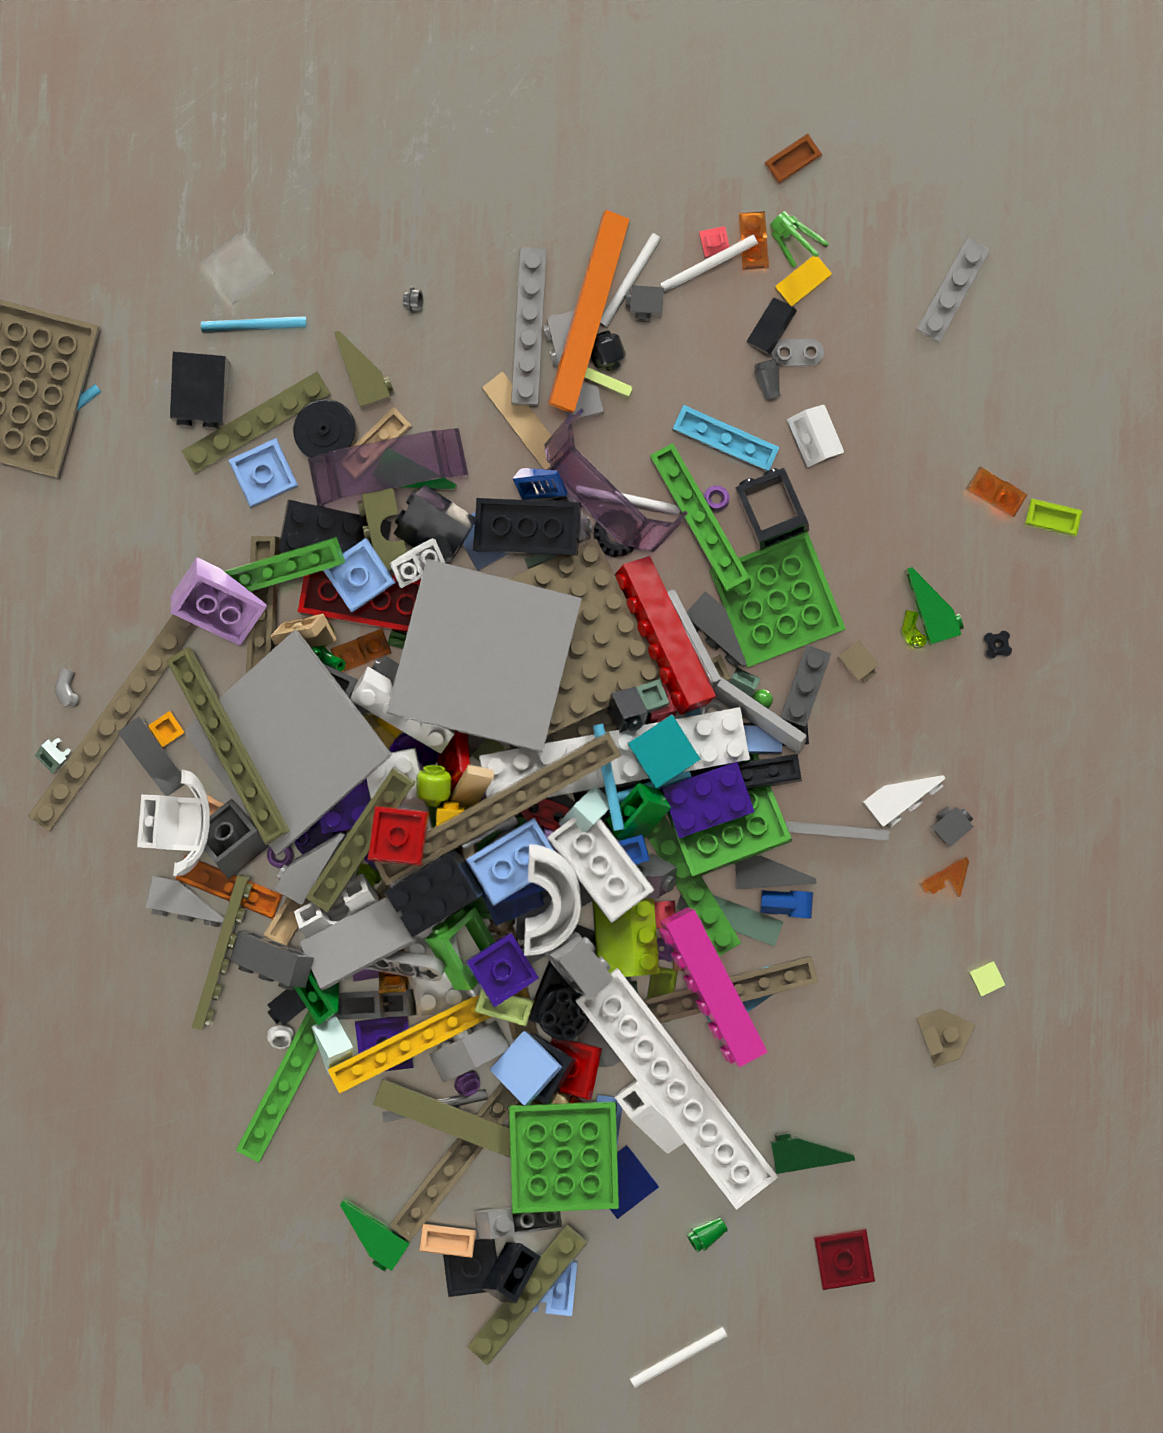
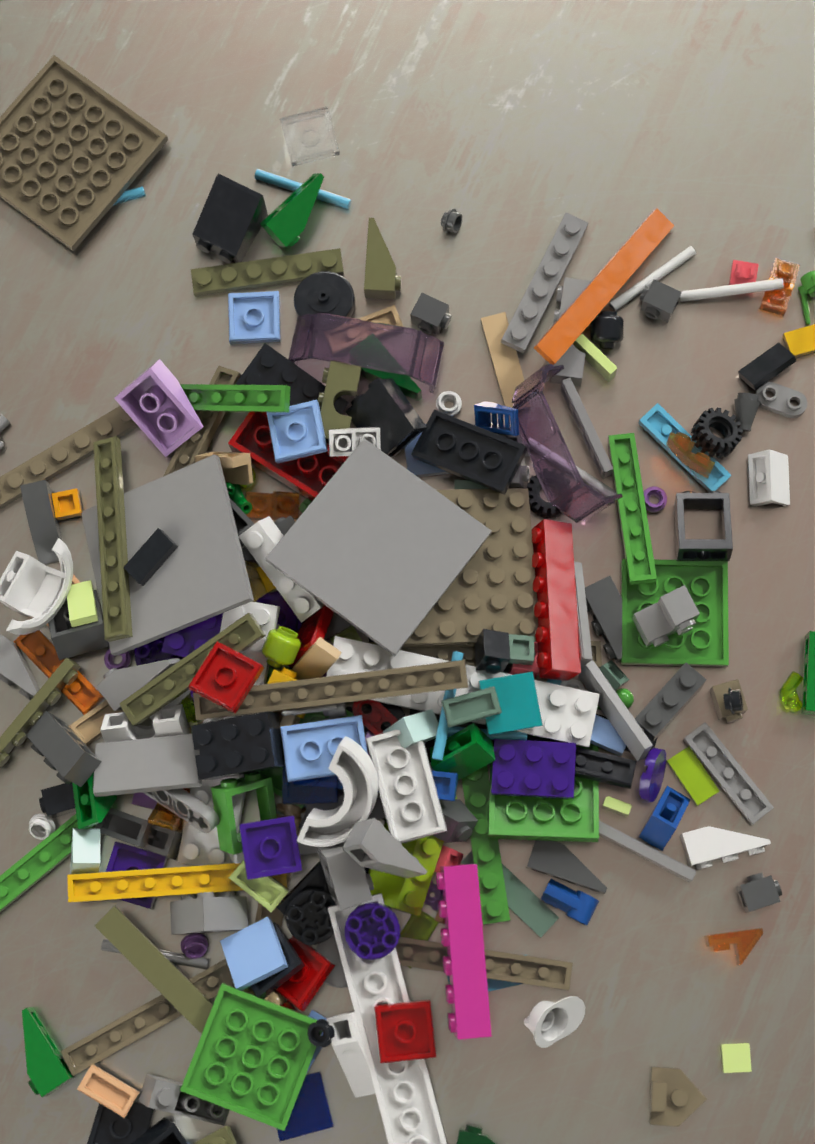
camera: 30 degrees right, 10 degrees down
(227, 819) = (82, 604): none -> yellowish green tile
(257, 357) = (291, 215): none -> green slope
(274, 751) = (150, 557): none -> black tile
(433, 404) = (430, 314): none -> dark grey brick
(483, 475) = (449, 396): none -> white plate
(601, 933) = (378, 850): none -> light grey slope
(611, 1117) = (314, 1036): none -> black plate
(624, 1005) = (372, 931): none -> dark purple tile
(626, 456) = (586, 428): none -> light grey tile
(630, 770) = (471, 706): none -> sand green tile
(689, 1078) = (405, 1031): none -> red tile
(724, 441) = (682, 446): none -> clear orange slope
(744, 424) = (708, 440): none -> black tyre
(771, 611) = (669, 615): none -> light grey brick
(795, 800) = (616, 806): none -> yellowish green tile
(815, 1014) = (554, 1020): none -> white piece
(818, 760) = (653, 777): none -> dark purple tile
(842, 793) = (664, 818): none -> blue slope
(852, 744) = (692, 776): none -> lime tile
(863, 663) = (733, 700): none -> black plate
(883, 728) = (728, 773): none -> light grey plate

